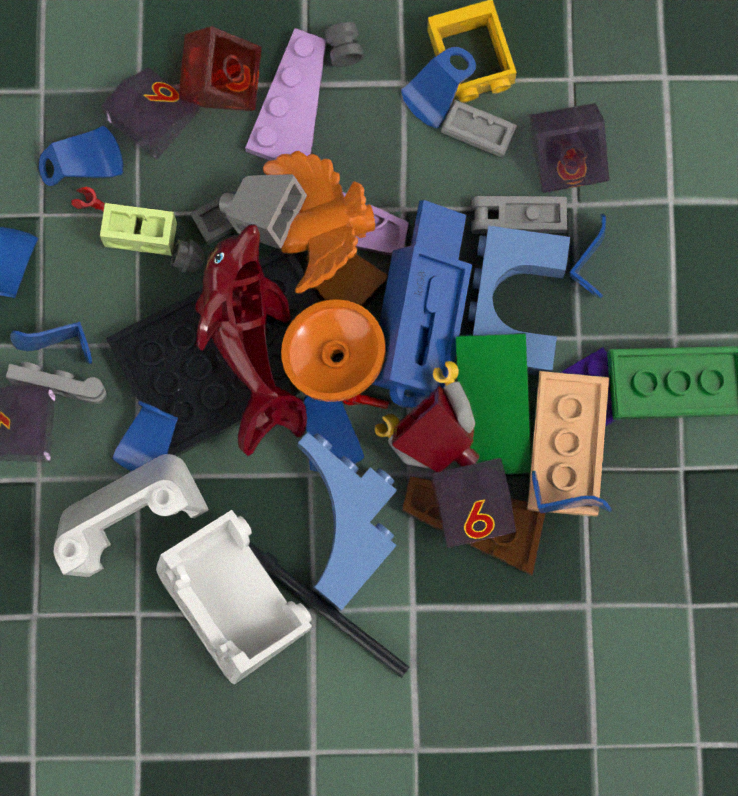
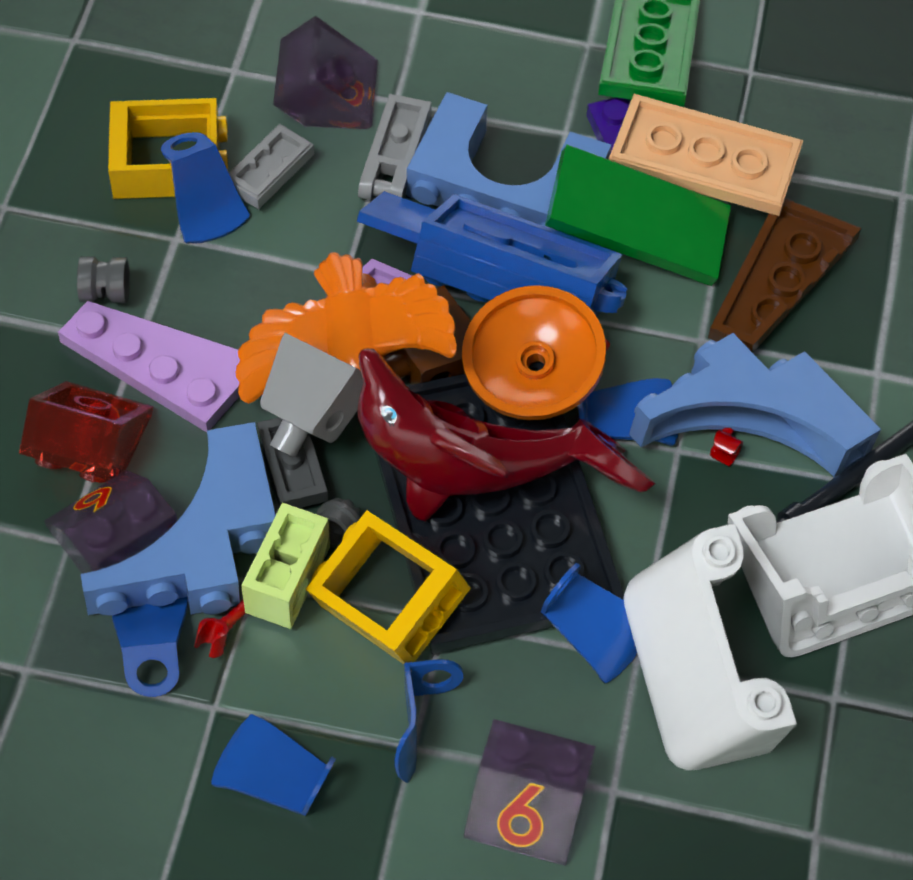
camera: 80 degrees left, 20 degrees down
(59, 382) = (462, 759): light grey plate -> none
(122, 328) = (423, 613): none -> yellow window
(136, 172) = (197, 552): none -> medium blue arch
(317, 505) = (726, 447): none -> red hand
(435, 430) = (665, 269): dark red torso -> none
(473, 502) = (762, 256): clear purple slope -> none
(567, 503) = (786, 173): blue piece -> none
(585, 257) = (450, 68): blue piece -> none

